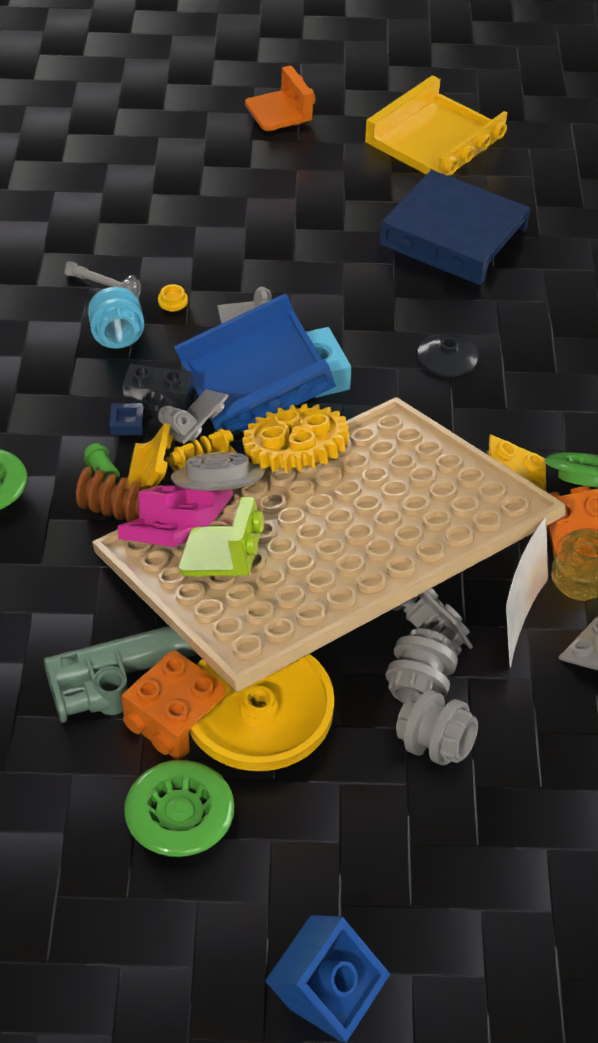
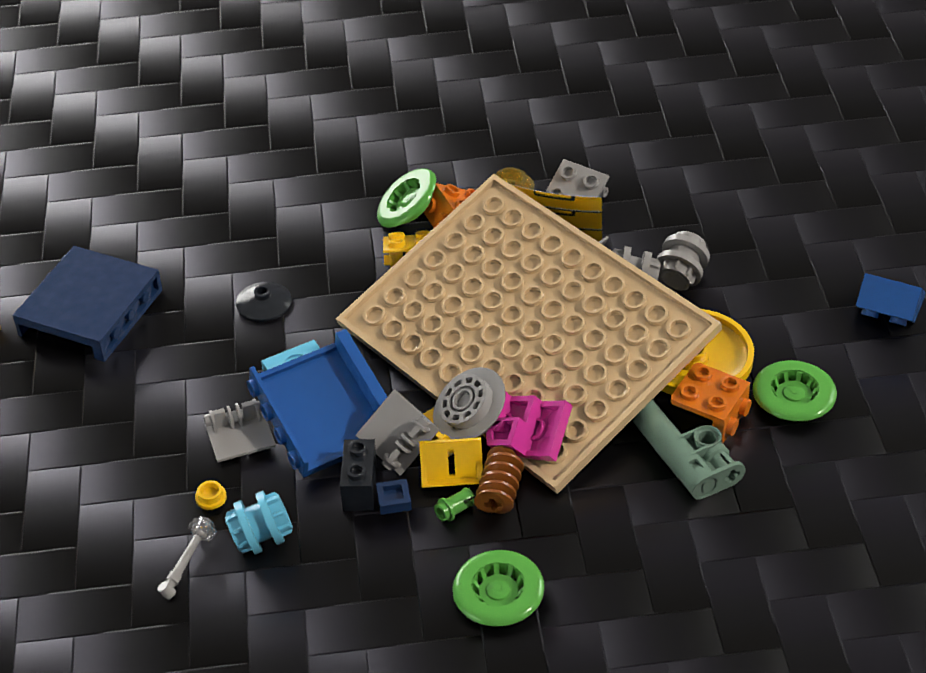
camera: 95 degrees left, 5 degrees down
(224, 548) = (571, 364): lime bracket -> none
(296, 438) = (415, 359): yellow gear -> none

